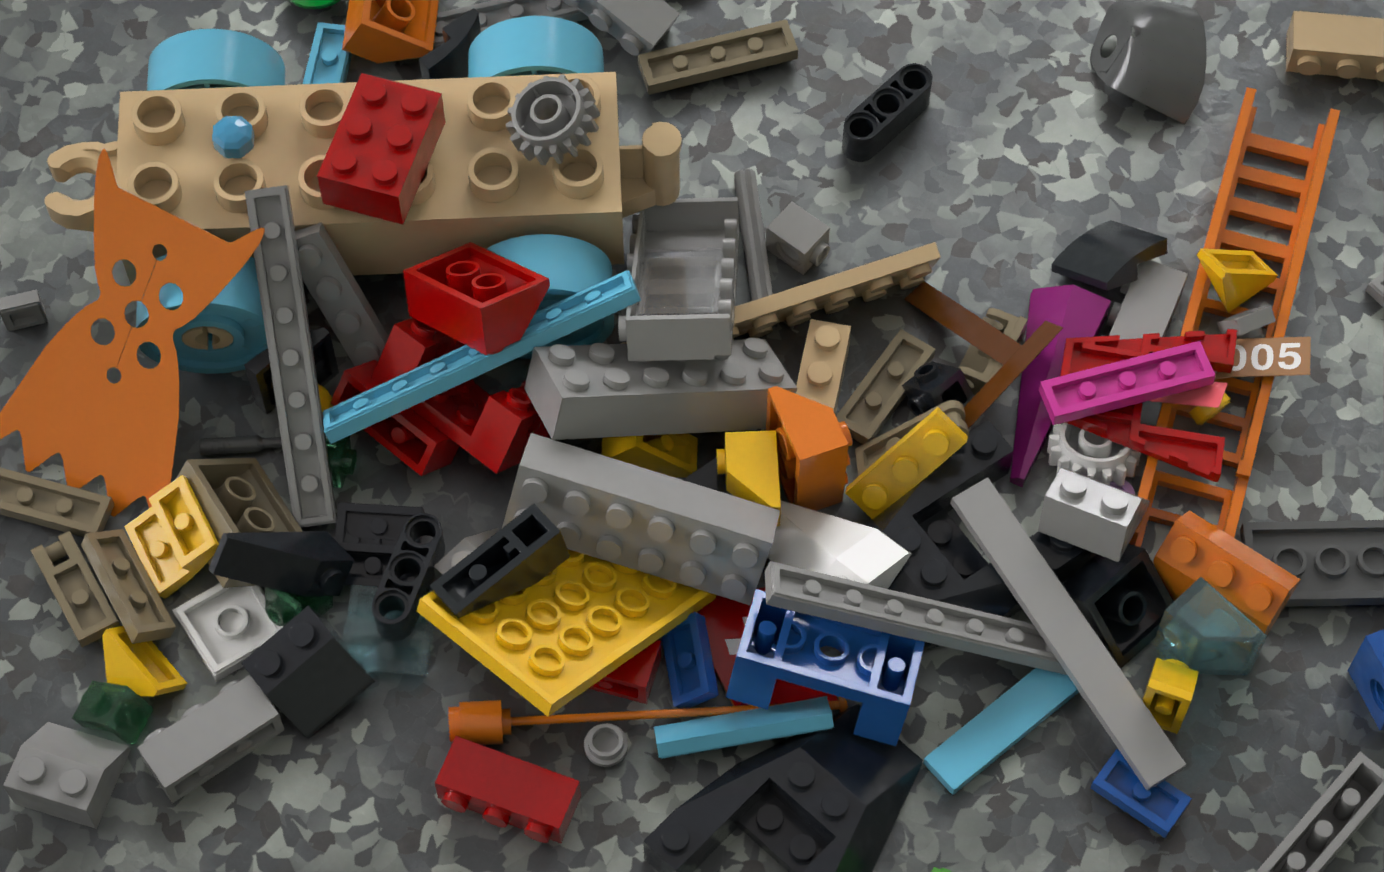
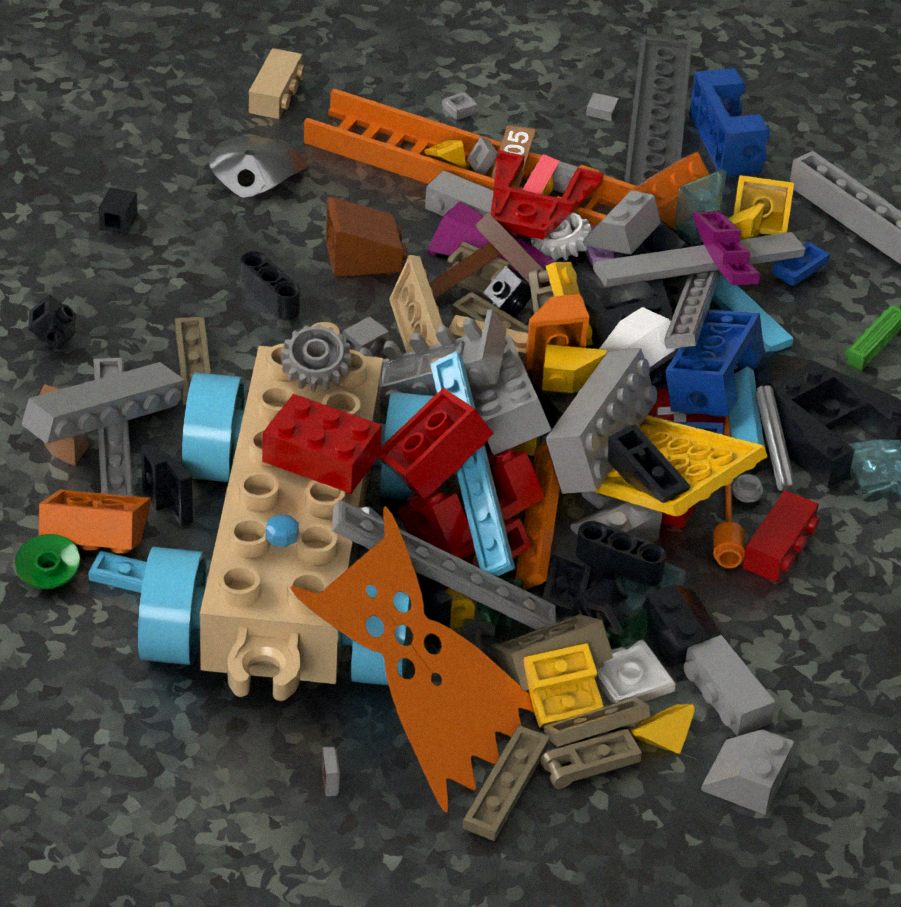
camera: 85 degrees left, 20 degrees down
(113, 710) = (698, 742): clear green bracket -> none
(467, 483) = (539, 523): none -> orange plate
(703, 768) = (775, 438): none -> light grey axle
(1004, 197) = (362, 240): none -> dark orange slope
(1081, 656) = (723, 245): none -> magenta slope
(1109, 255) = (419, 202): black slope -> none
(1126, 382) = (536, 192): dark pink plate -> none
(1235, 435) = (562, 176): none -> light grey plate
(1265, 726) = (775, 197): none -> yellow slope

